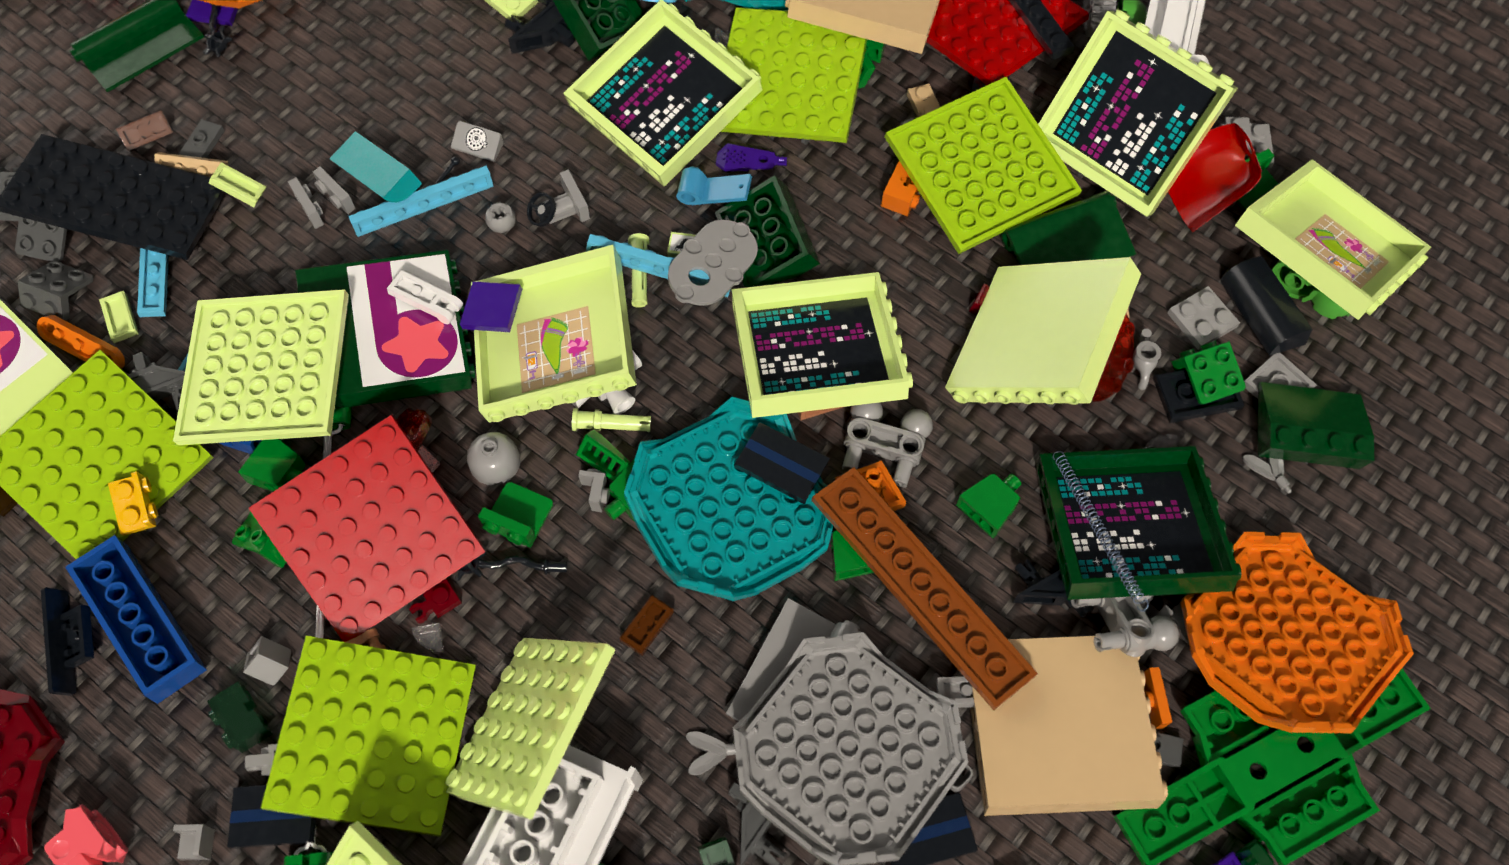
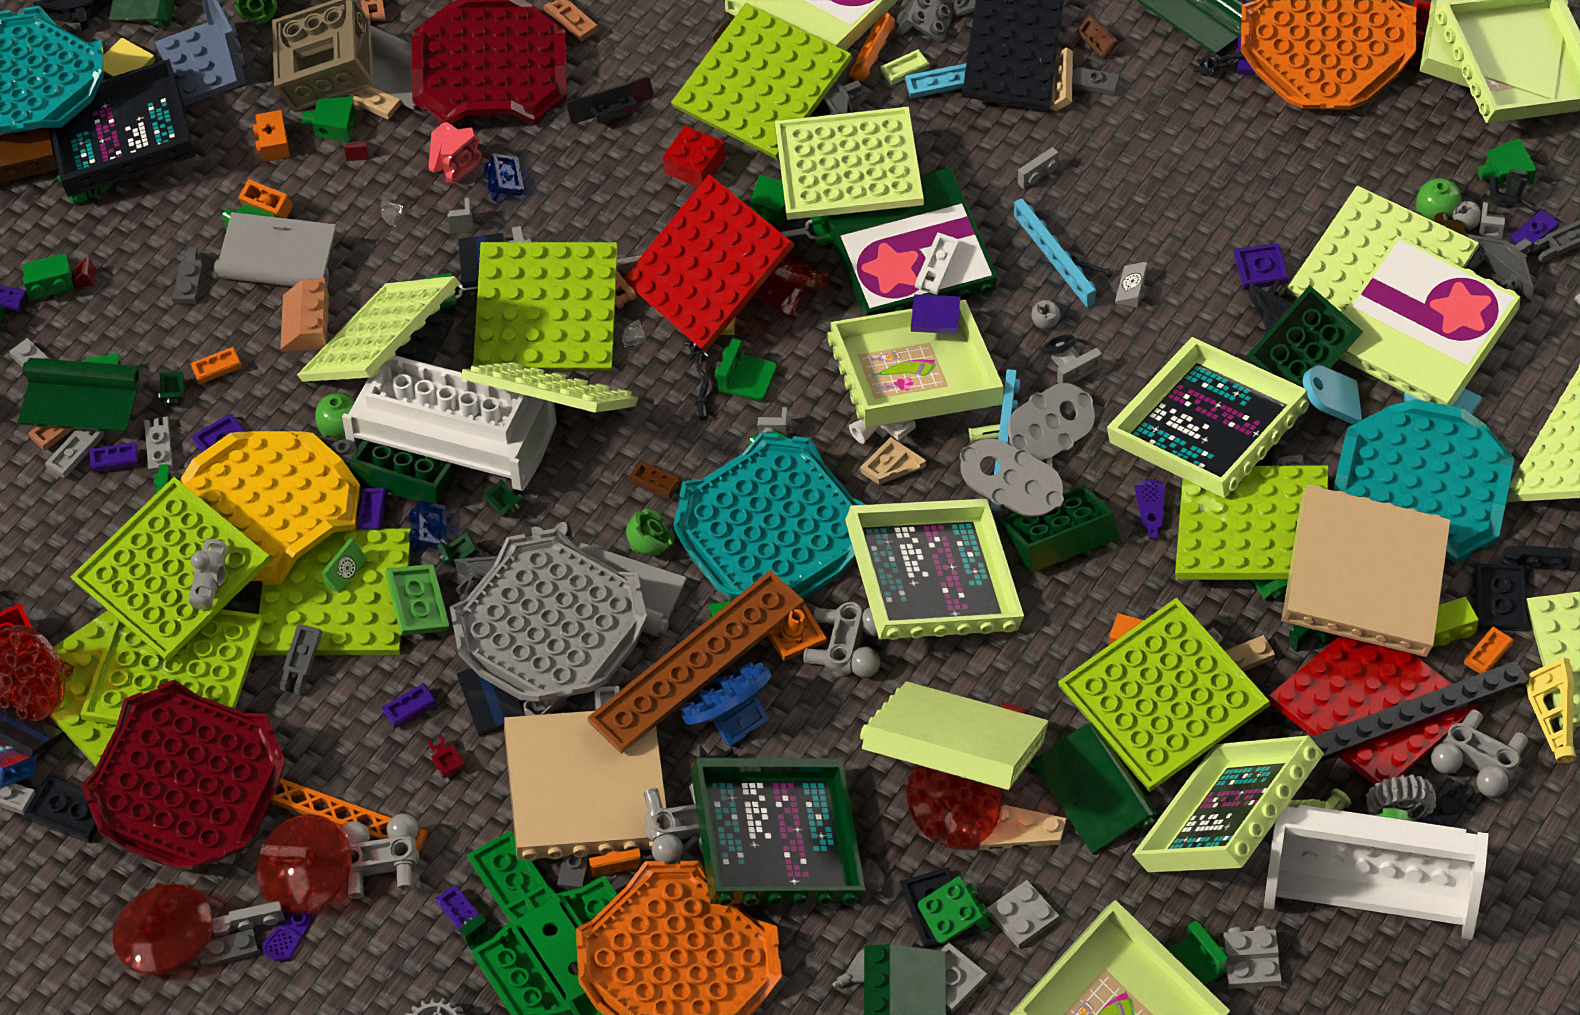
camera: 90 degrees right, 10 degrees down
(132, 504) = (723, 113): yellow bracket -> none
(136, 619) = (629, 140): blue brick -> none
(141, 783) = (503, 176): none -> clear blue bracket
(184, 546) = (693, 156): none -> red brick
(237, 184) = (1047, 114): yellowish green tile -> none
(240, 723) = (557, 222): clear green brick -> none
(267, 661) = (603, 230): light grey panel -> none
(337, 194) = (1055, 185): light grey plate -> none
(376, 169) = (1075, 207): teal brick -> none
(439, 600) = (666, 335): dark red plate -> none
(479, 37) = (1261, 265): none -> dark purple tile
(493, 458) = (798, 349): light grey cylinder -> none
(586, 453) = (809, 421): green slope -> none
(597, 421) = (842, 419): yellowish green pin -> none
(649, 229) = (1042, 428): none -> light grey piece
(650, 803) = (502, 499): none -> dark green bracket
(662, 379) = (891, 462): none -> tan wing
(698, 189) = (1106, 473): dark azure door -> none
(730, 632) = (648, 533): none -> bright green cylinder
(781, 463) = (808, 552): black tile -> none
(910, 61) = (1300, 635): none -> dark green bracket
(971, 551) = (733, 705): none -> blue bracket
(991, 502) = (792, 728): green torso -> none
(1102, 532) = (745, 788): sand blue piece -> none
(1145, 357) = (965, 854): light grey piece -> none
(1215, 175) = (1189, 904): red piece -> none
(1266, 306) = (1025, 966): black brick -> none

